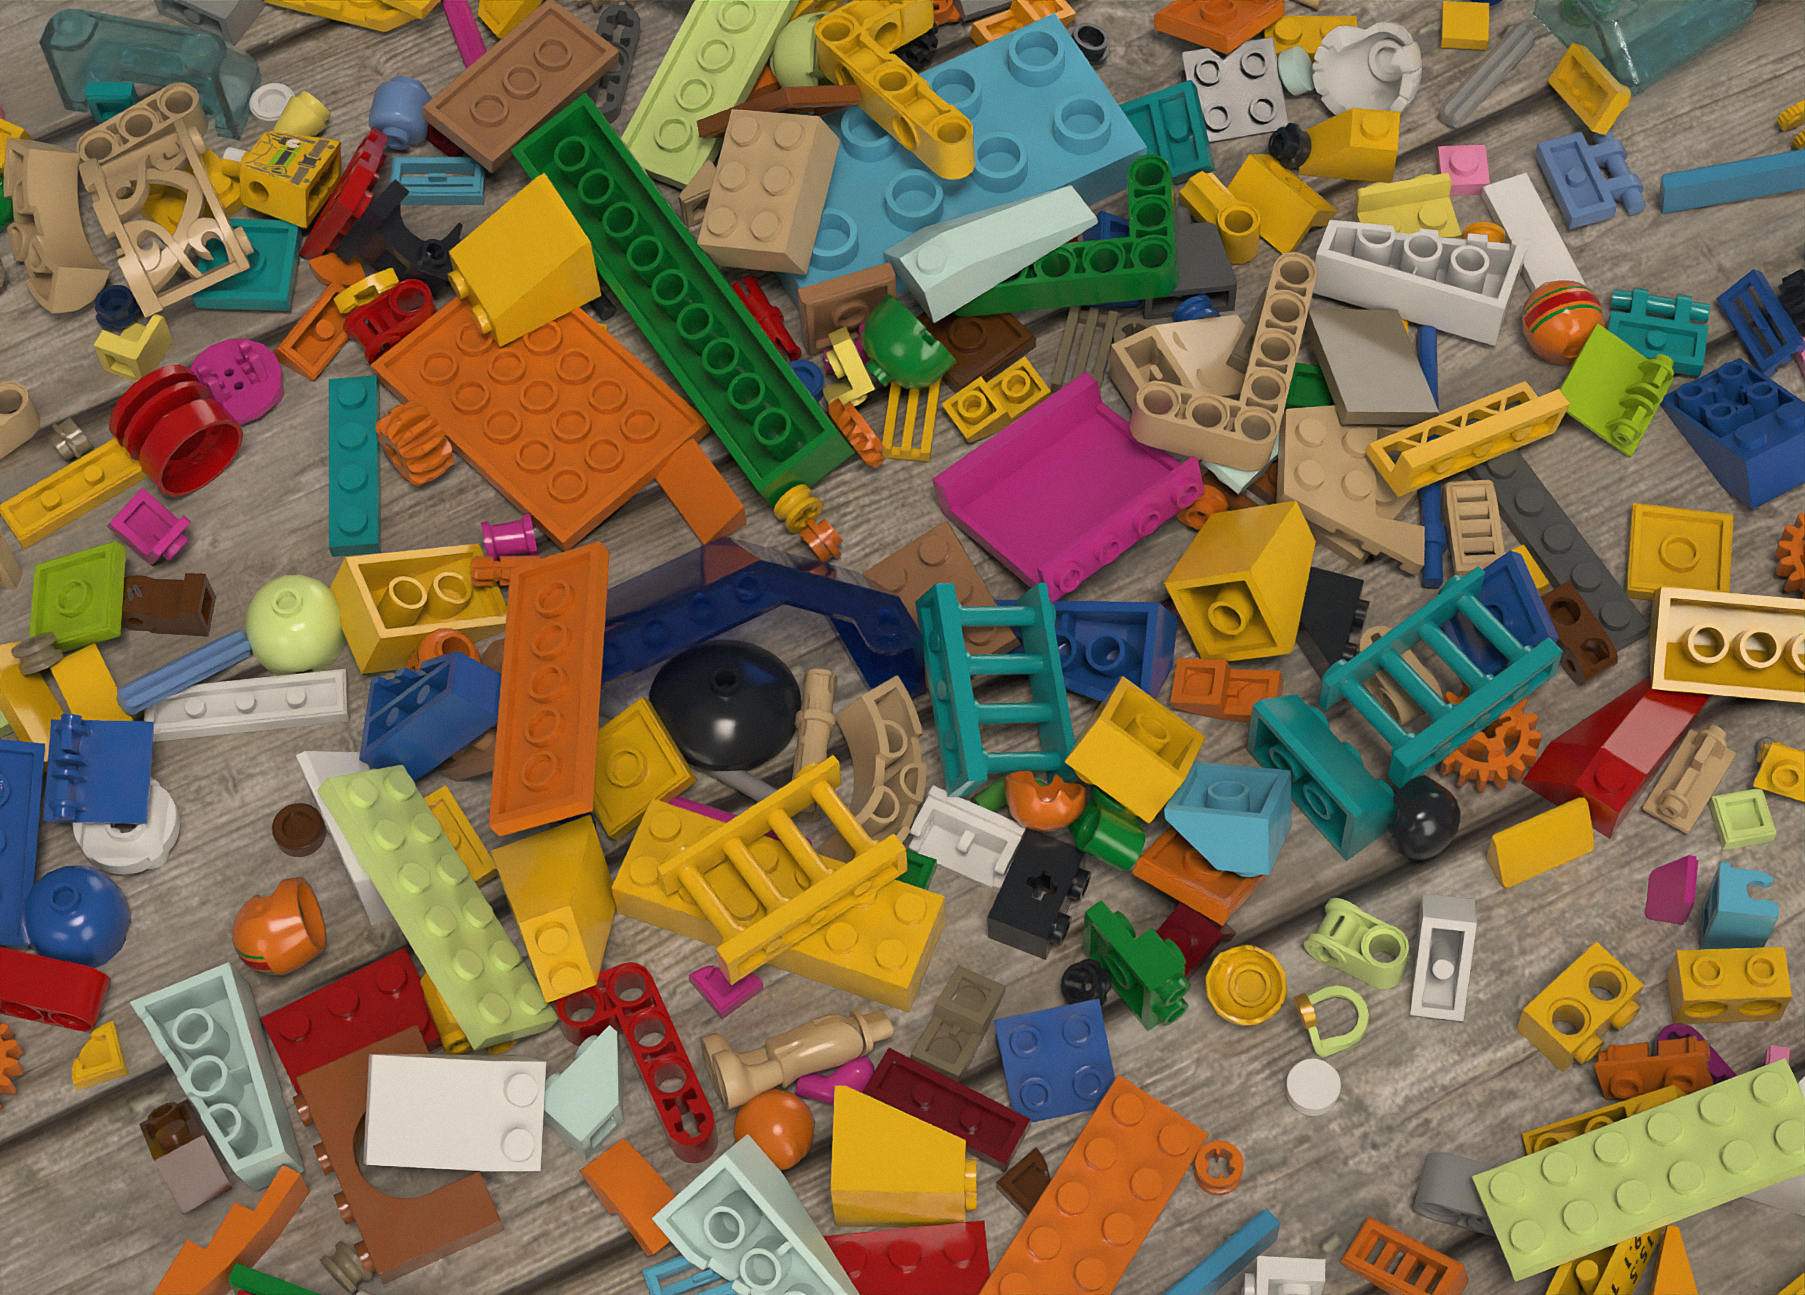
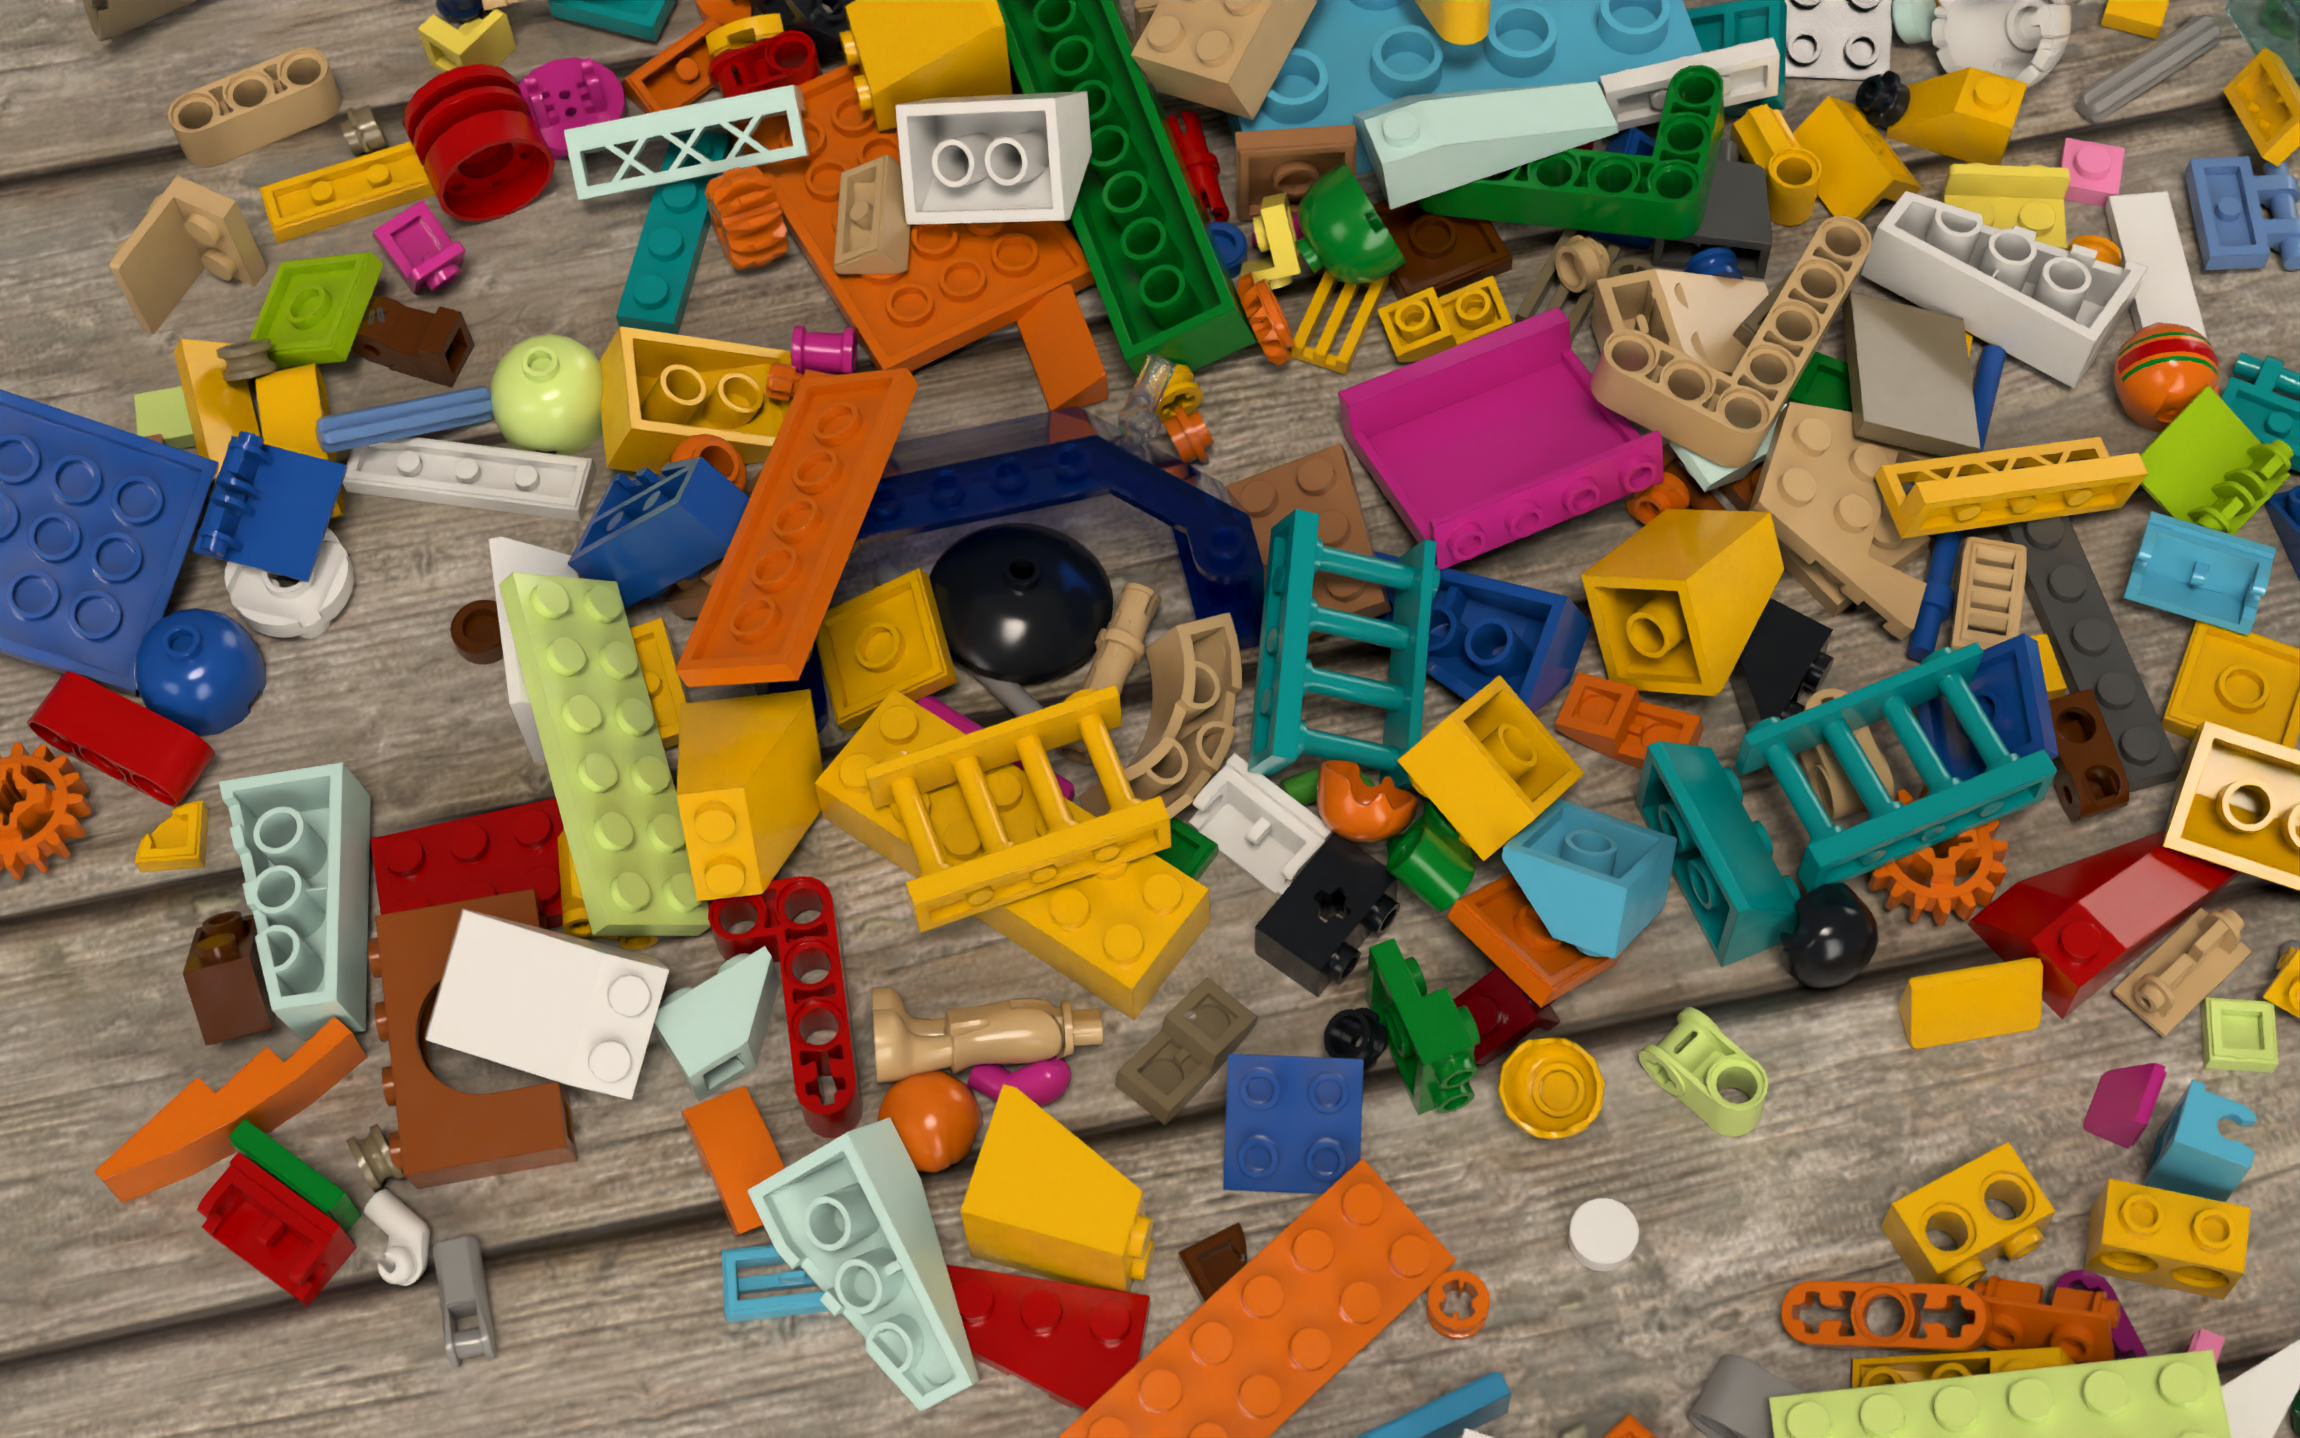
camera: 15 degrees right, 0 degrees up
(271, 931) = (406, 741): orange helmet -> none
(341, 374) = (682, 121): none -> light aqua fence
(518, 420) = (872, 220): none -> tan slope
(606, 350) = (993, 157): none -> white slope
(720, 993) = (923, 948): dark pink tile -> none
(778, 535) = (1138, 414): none -> clear arm
(988, 1126) = (1144, 1148): dark red plate -> none
(1094, 332) = (1582, 263): none -> tan plate
(1107, 183) = (1640, 93): none -> white plate
(1308, 1018) = (1649, 1188): yellowish green piece -> none
(1443, 957) = (1809, 1114): white slope -> none
(1576, 1072) = (1939, 1300): none -> orange beam
(1626, 471) = (2199, 573): none -> medium azure hinge

